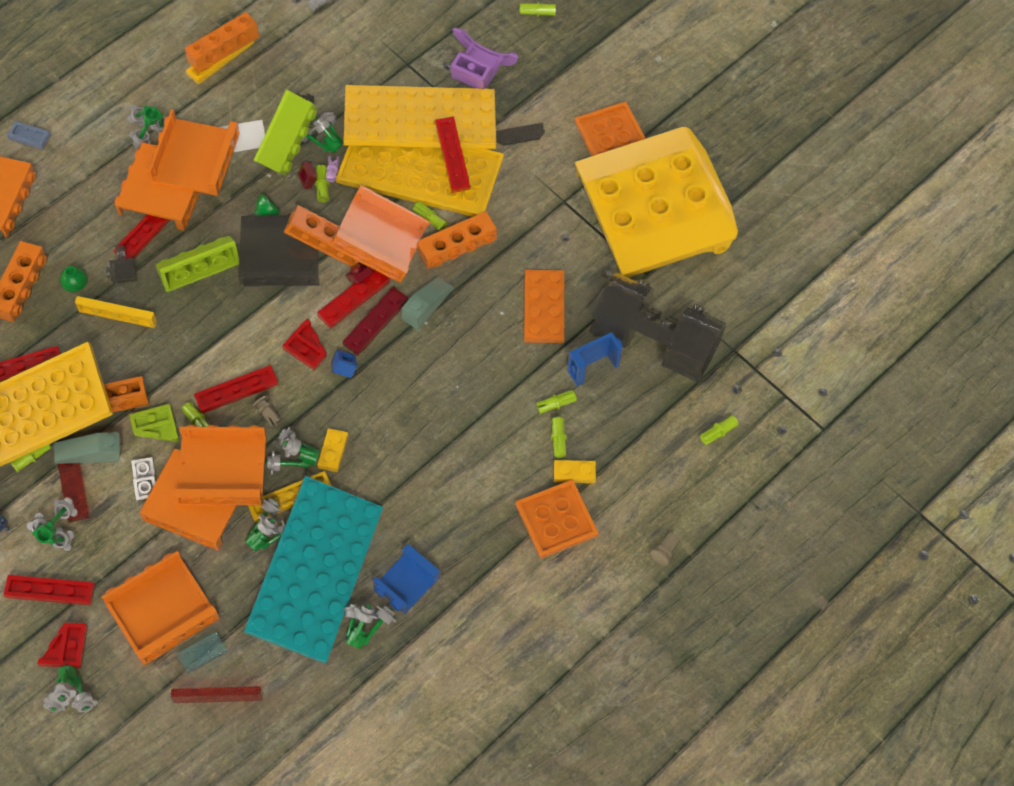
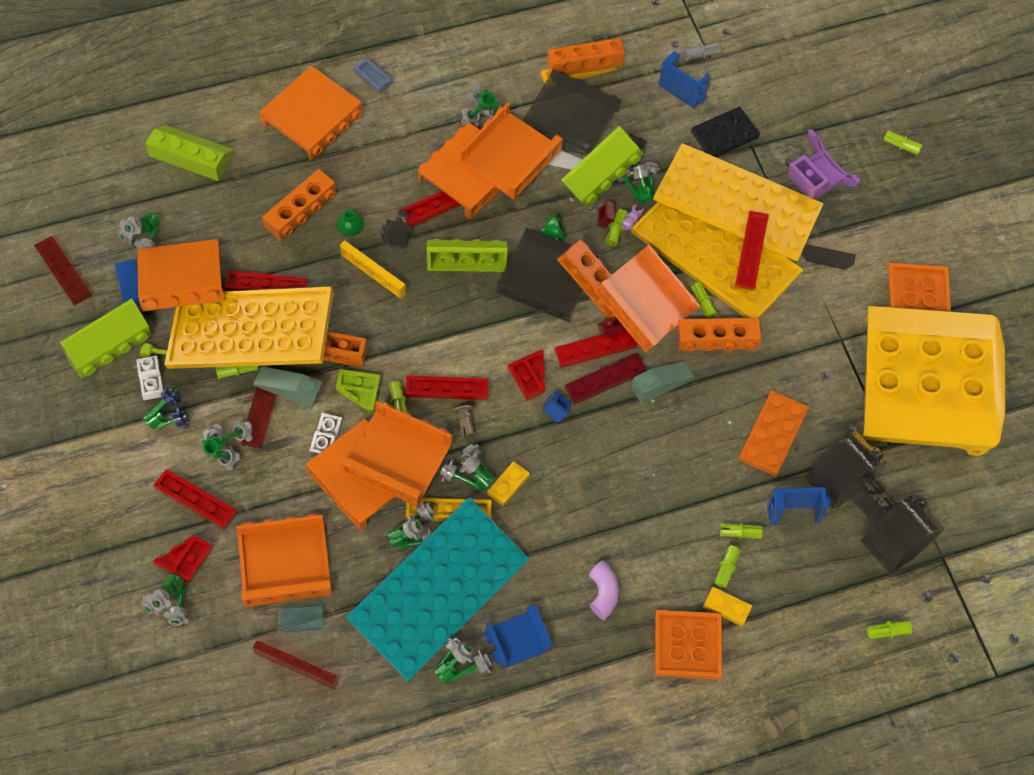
camera: 25 degrees right, 0 degrees up
(233, 95) = (572, 112): none -> clear smoke panel
(319, 32) = (681, 84): none -> blue panel
(379, 60) = (725, 132): none -> black plate
(465, 502) = (607, 590): none -> lavender cylinder

